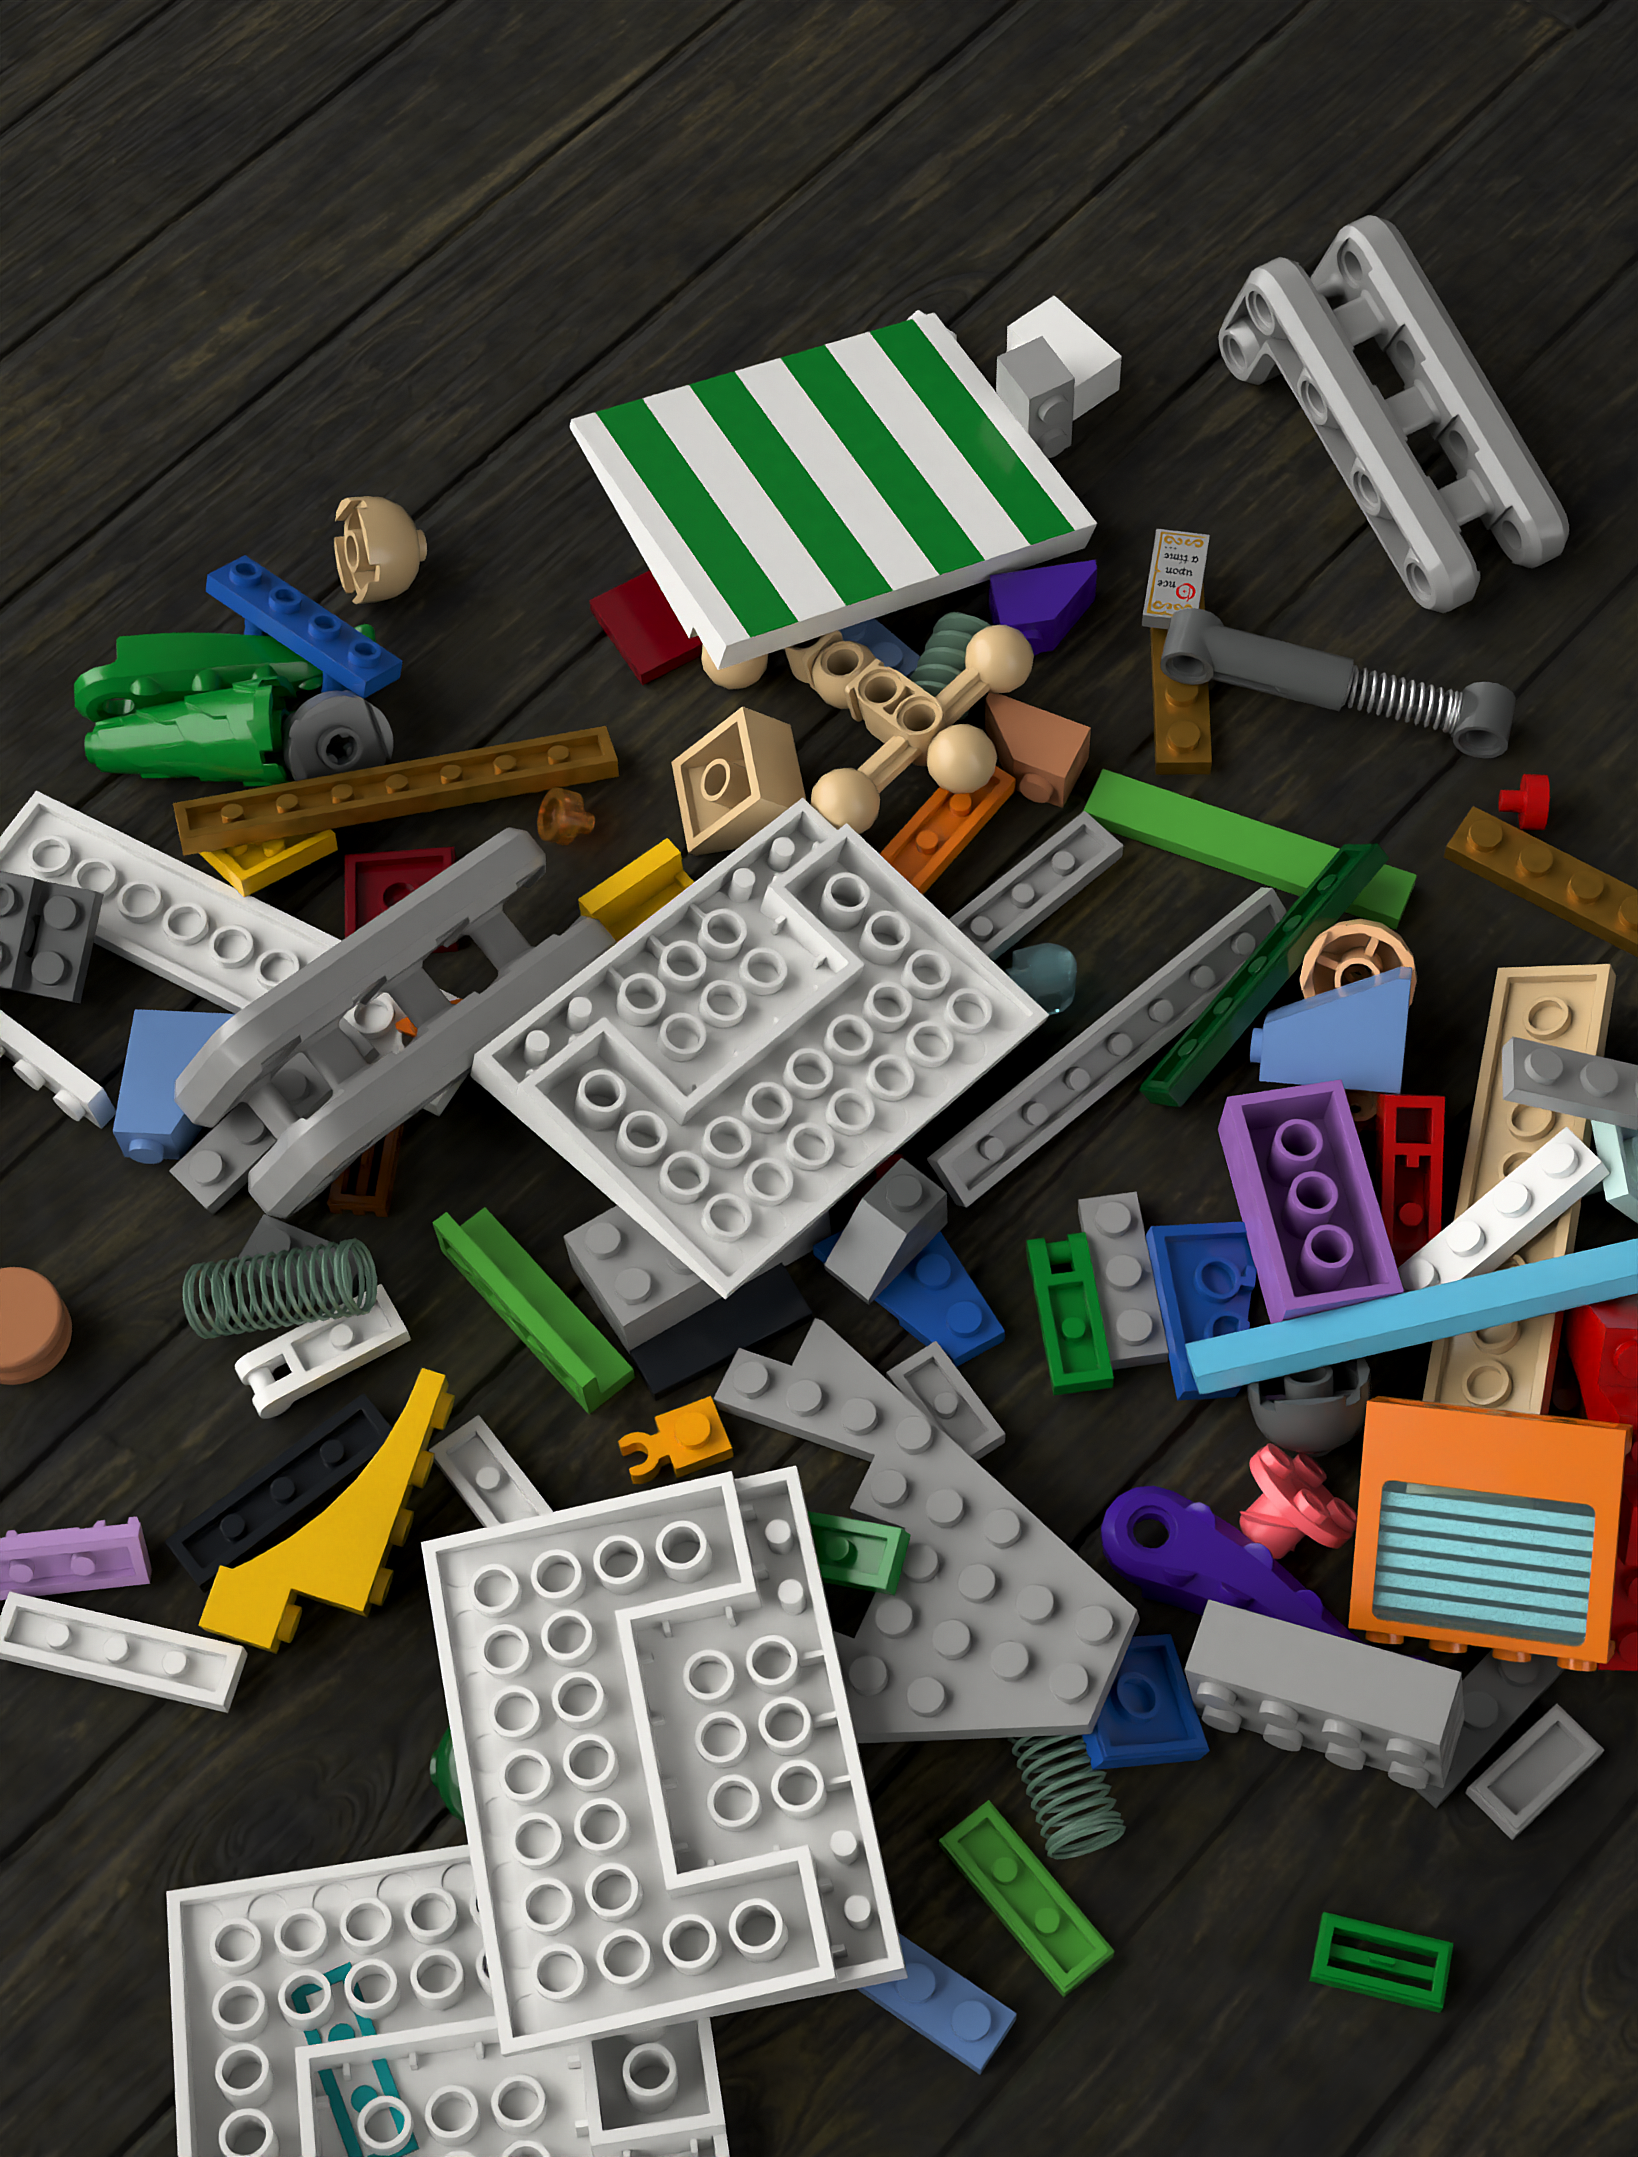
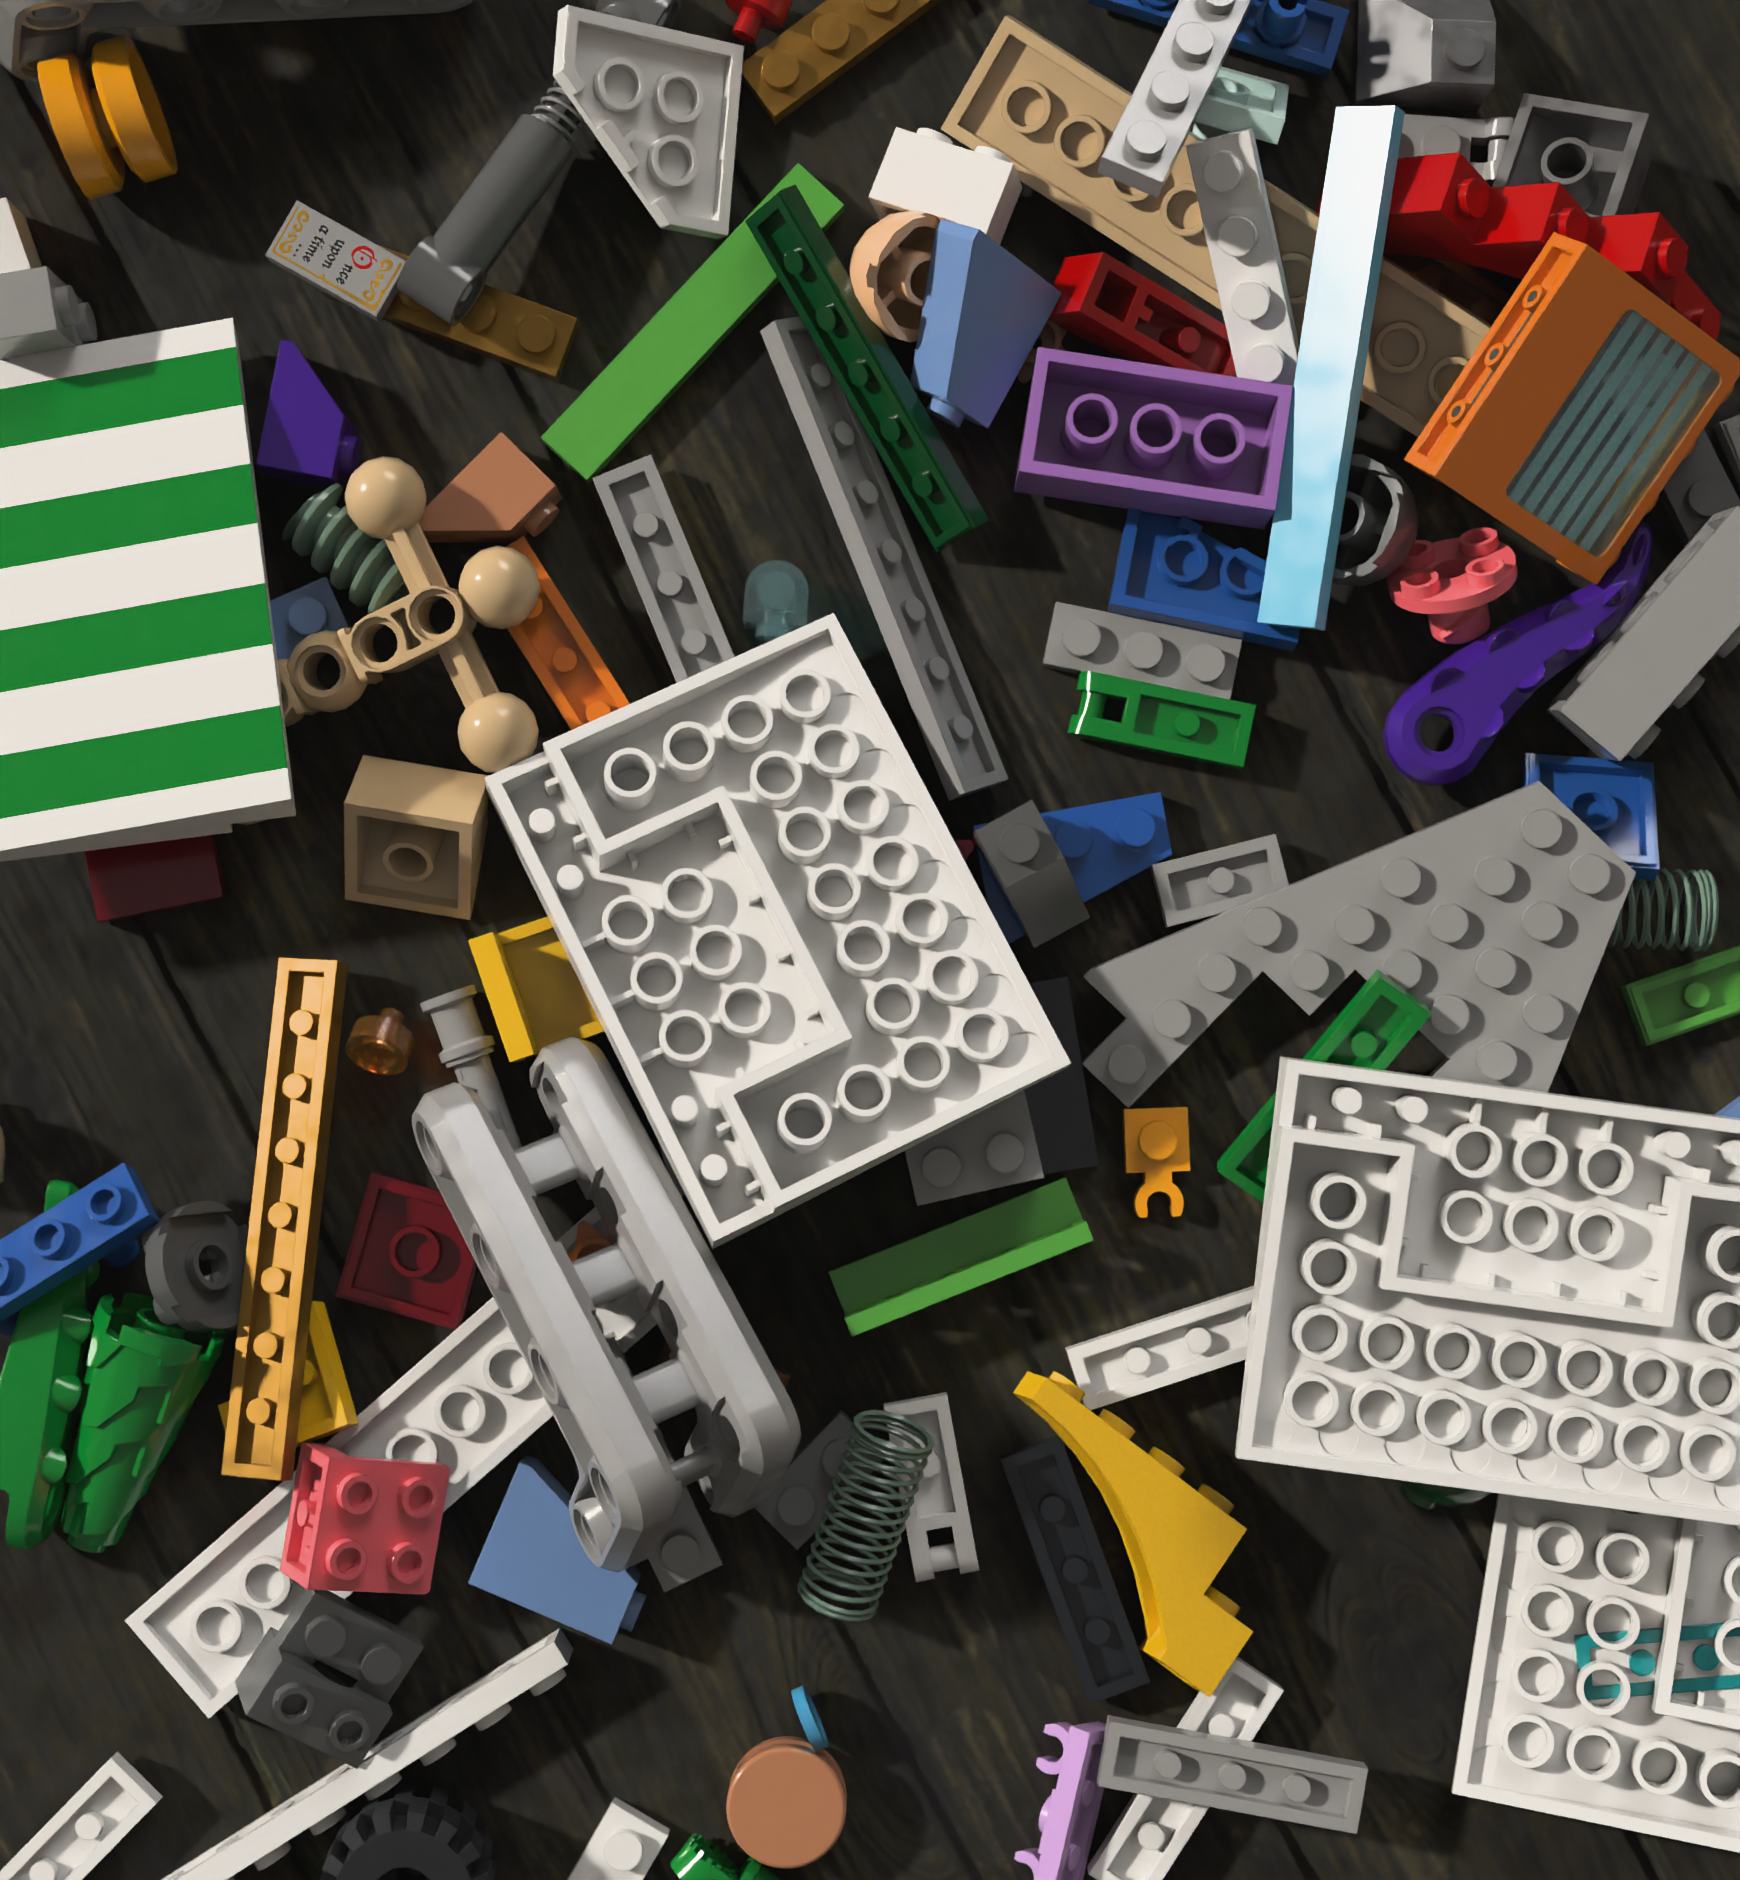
camera: 75 degrees left, 25 degrees up
(90, 1318) = (809, 1718): none -> dark azure piece
(132, 1675) = (1232, 1774): none -> light grey plate
(164, 923) = (363, 1522): none -> coral bracket
(574, 880) = (467, 1050): none -> light grey pin
(1213, 396) = (107, 117): none -> light orange wheel
(1404, 752) = (659, 109): none -> white plate
(1450, 987) = (948, 181): none -> white brick

